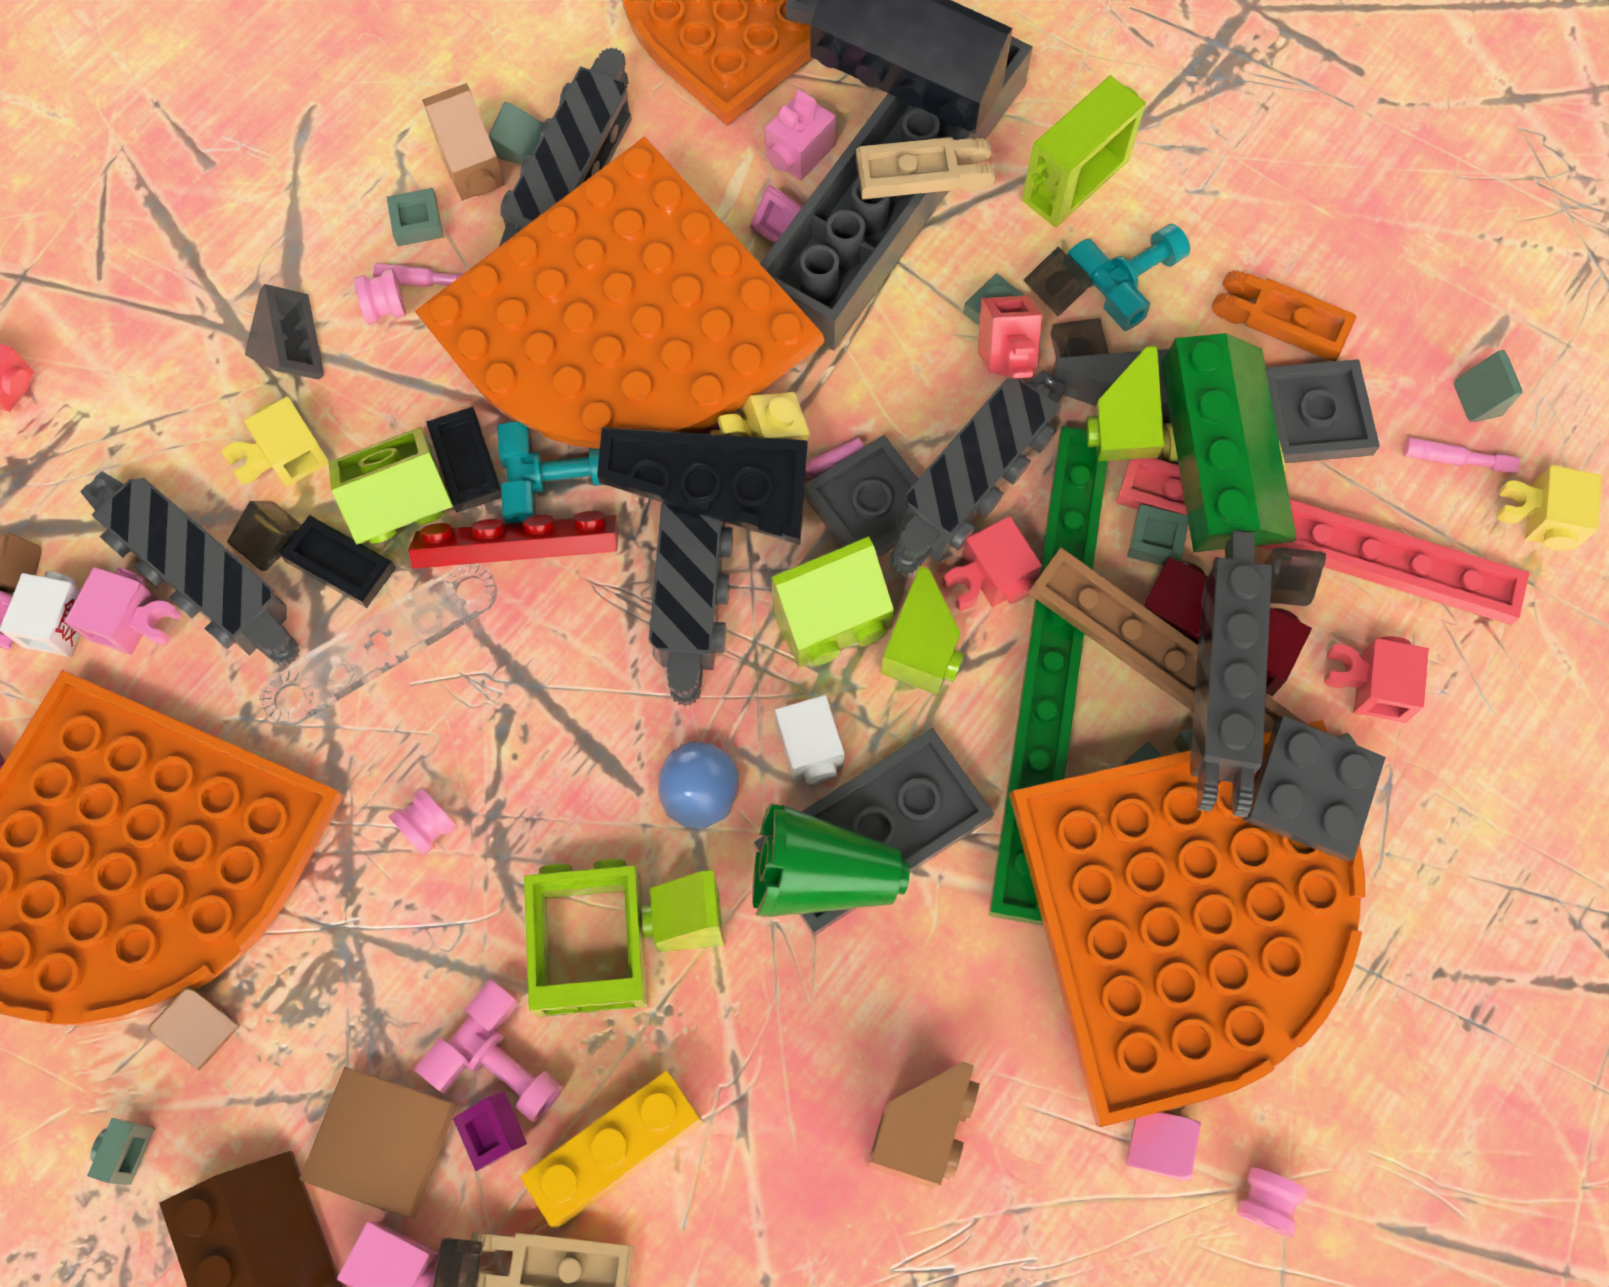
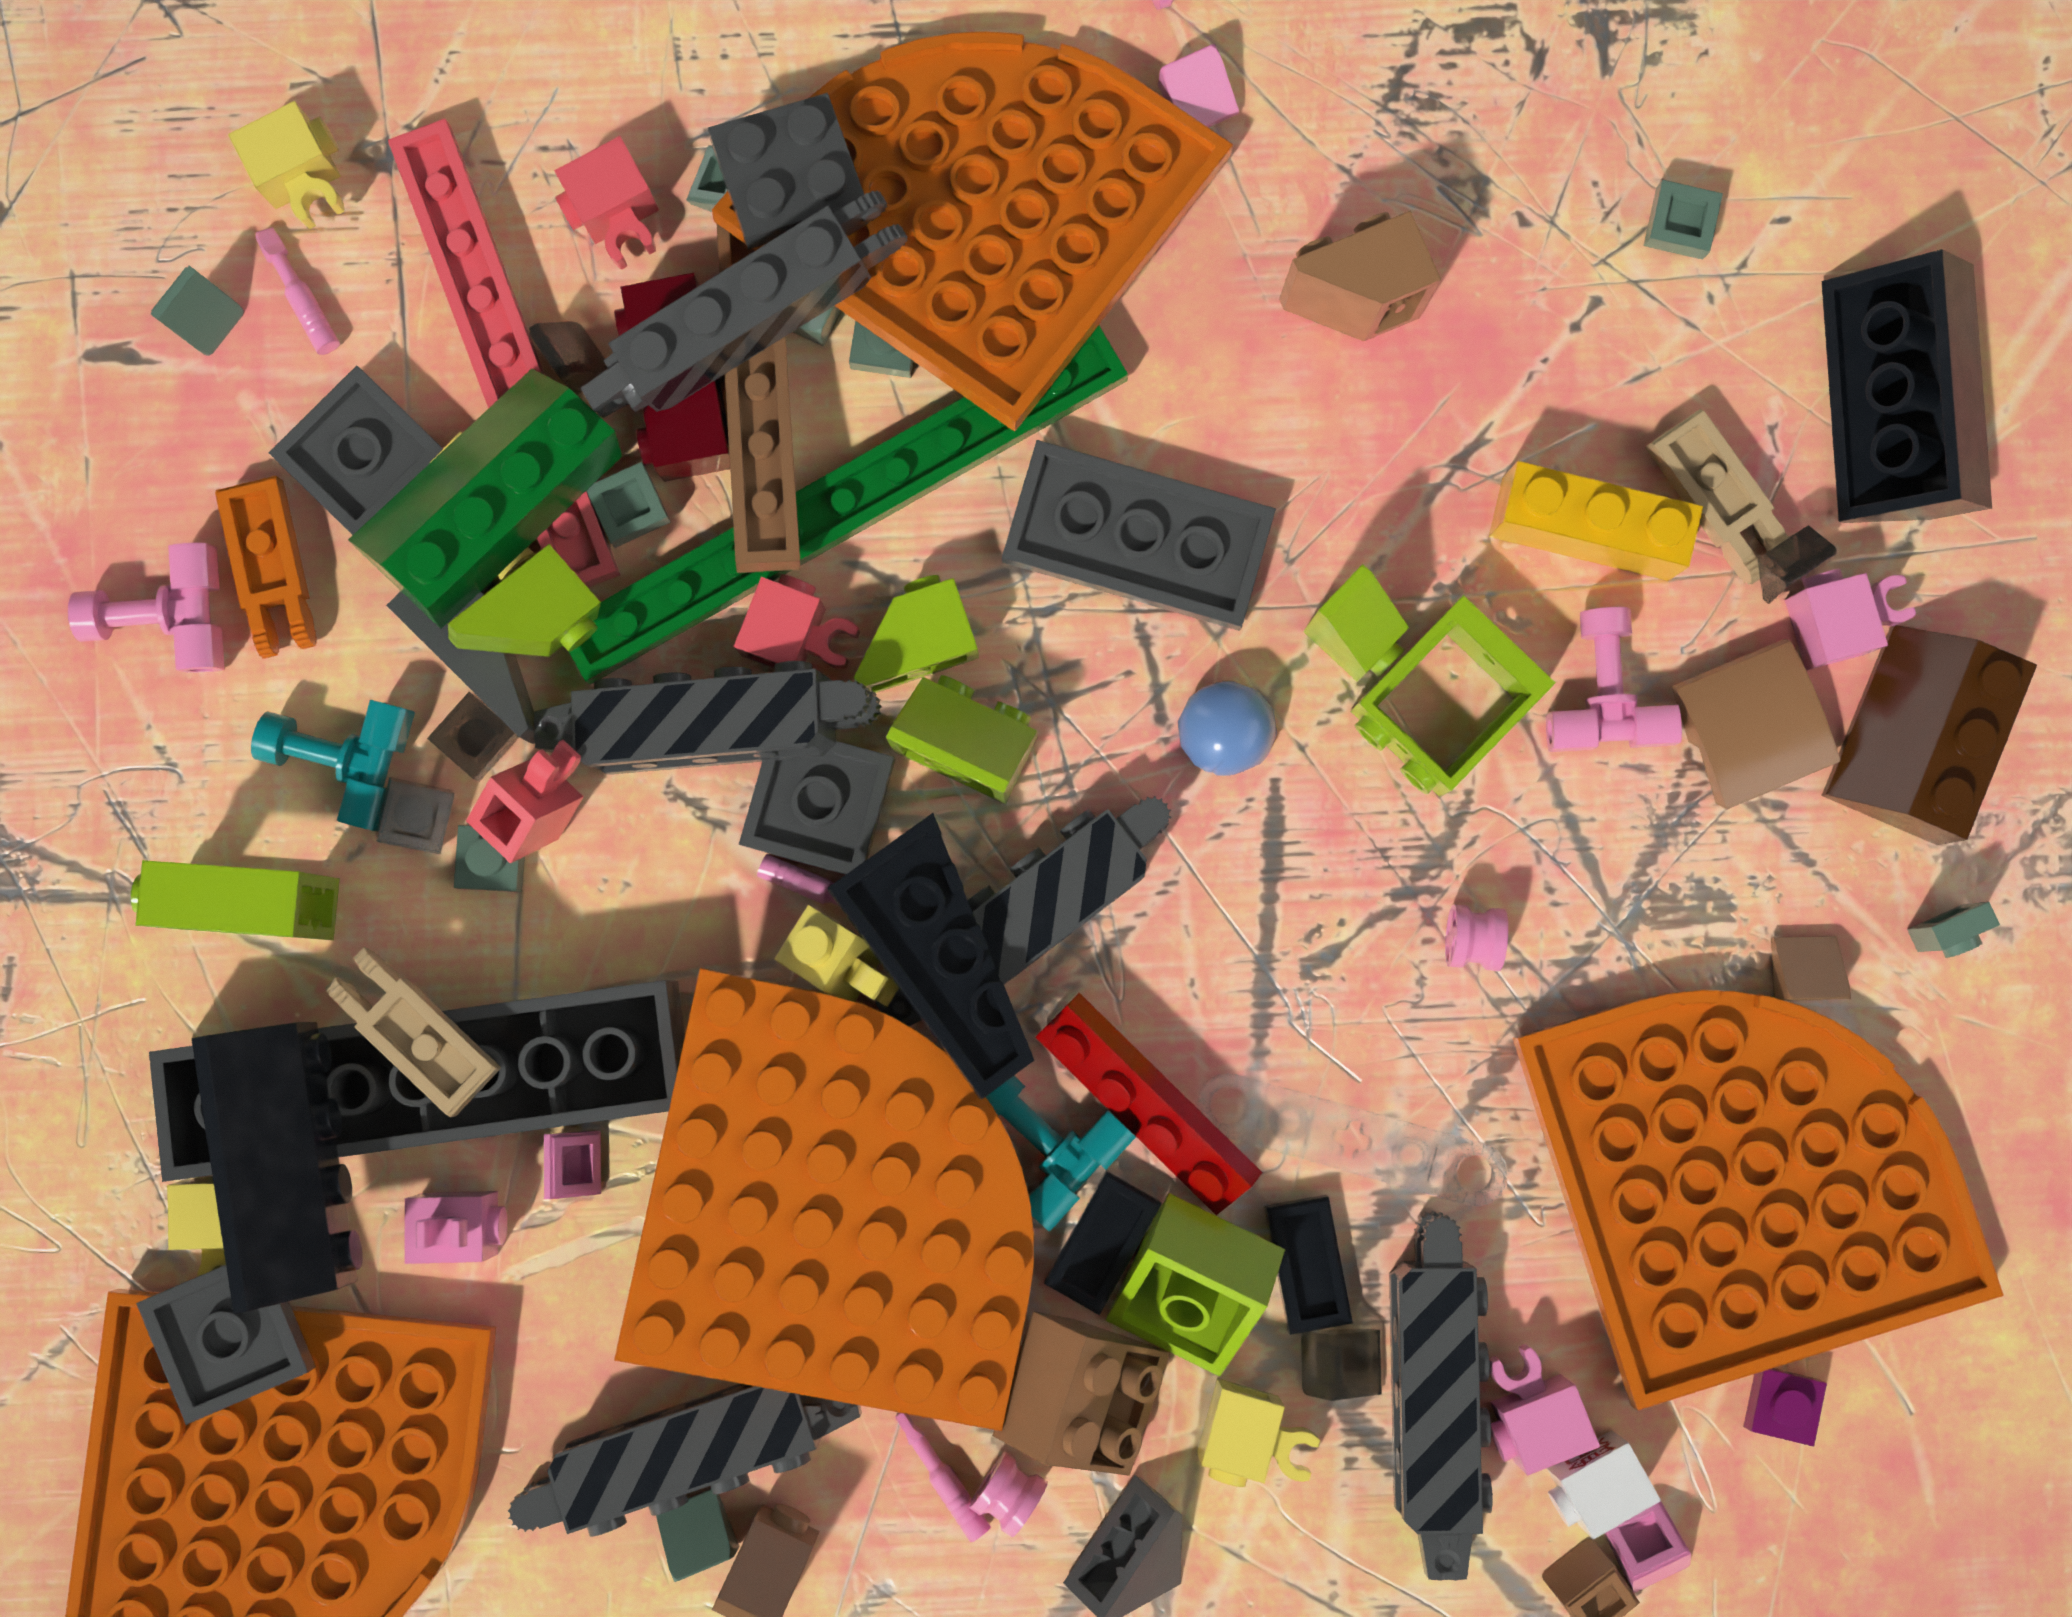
camera: 130 degrees left, 15 degrees up
(392, 373) = (1081, 1395): none -> medium nougat slope
(415, 217) = (887, 1552): sand green plate -> none
(489, 1130) = (1668, 637): magenta plate -> none
(810, 740) = (1106, 656): white brick -> none
(821, 867) = (1227, 534): green cone -> none
(1296, 249) = (178, 609): none -> bright pink bar

